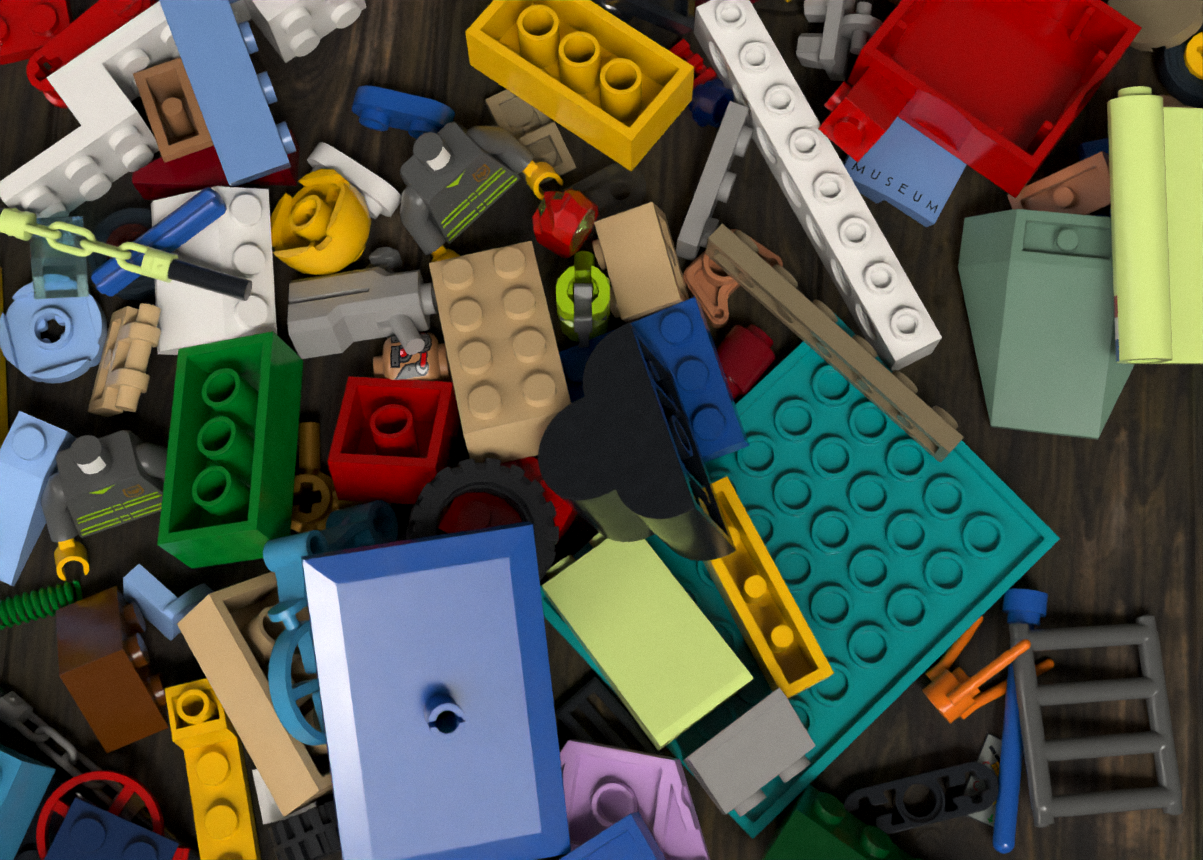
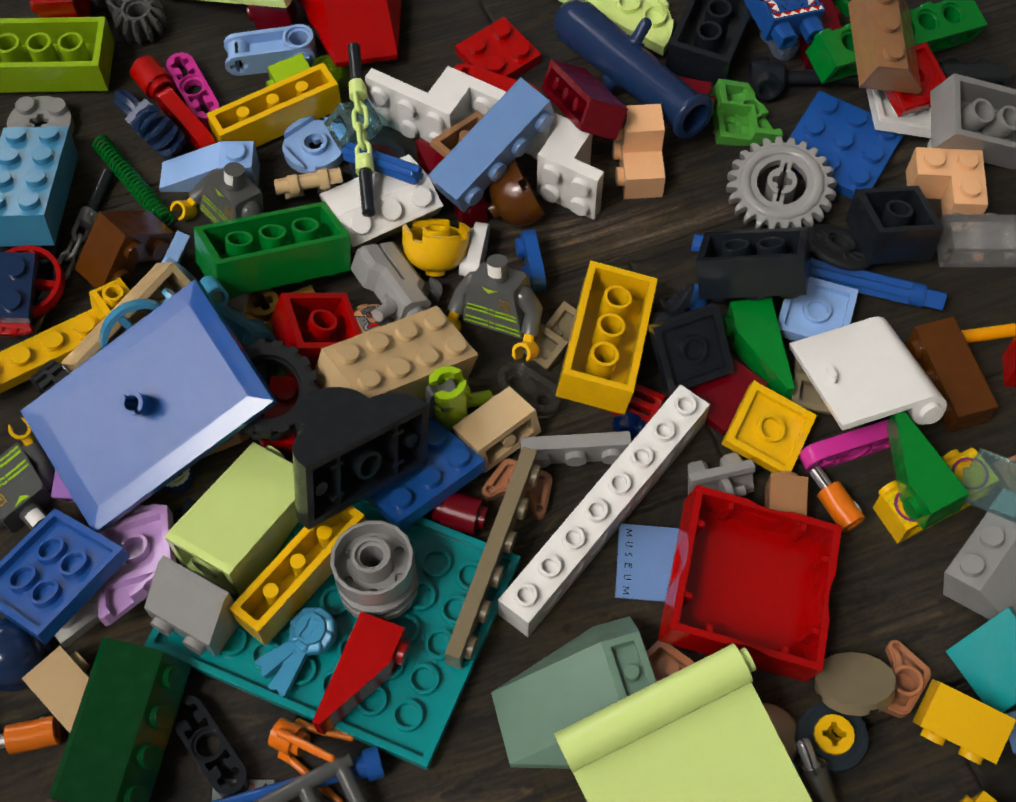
camera: 65 degrees right, 15 degrees down
(304, 89) = (514, 198): none -> reddish brown cylinder
(564, 221) = (499, 368): red rock -> none
(808, 463) = (375, 570): none -> light grey wheel
(838, 612) = (310, 634): none -> dark azure piece
(862, 113) = (658, 509): red brick -> none
(911, 560) = (364, 665): none -> red slope

